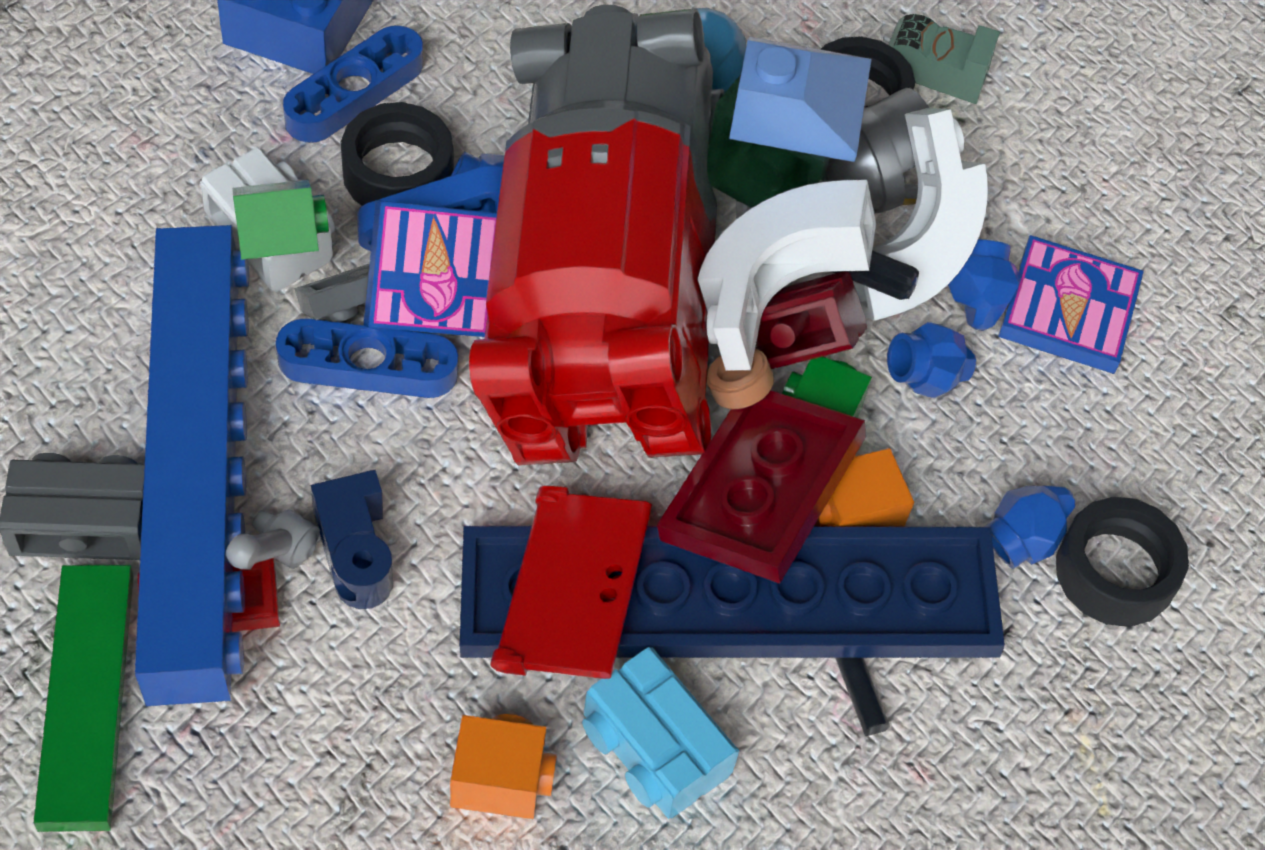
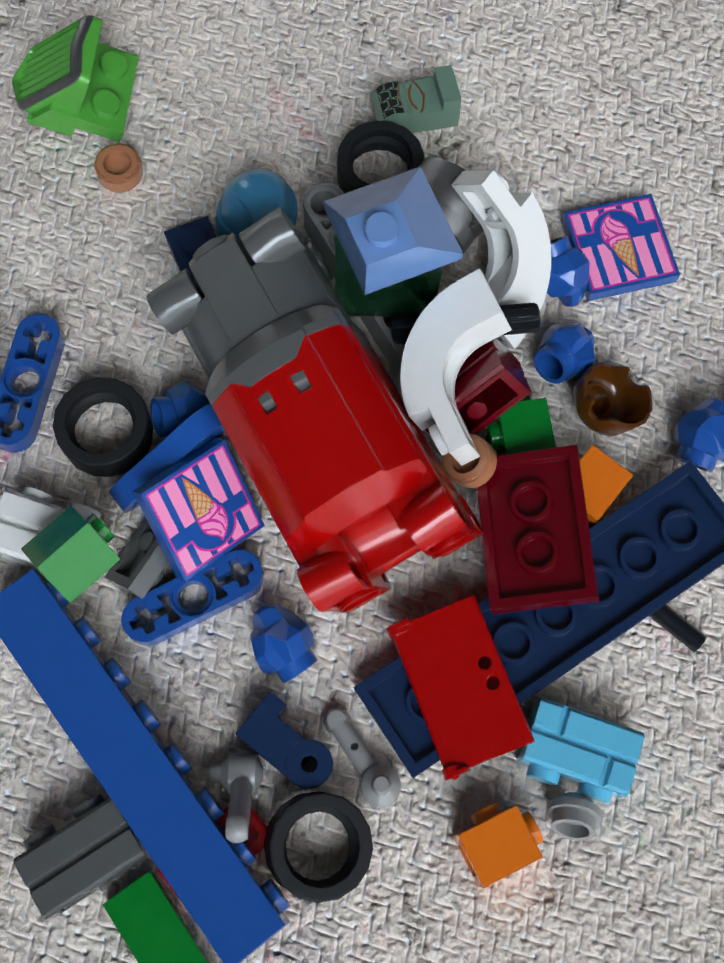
camera: 30 degrees left, 15 degrees up
(319, 594) = (358, 856): none -> black tyre
(422, 445) = (281, 642): none -> blue rock
(422, 635) = (379, 783): none -> light grey piece
(603, 793) = (574, 816): none -> light grey plate
(946, 427) = (610, 400): none -> reddish brown hair

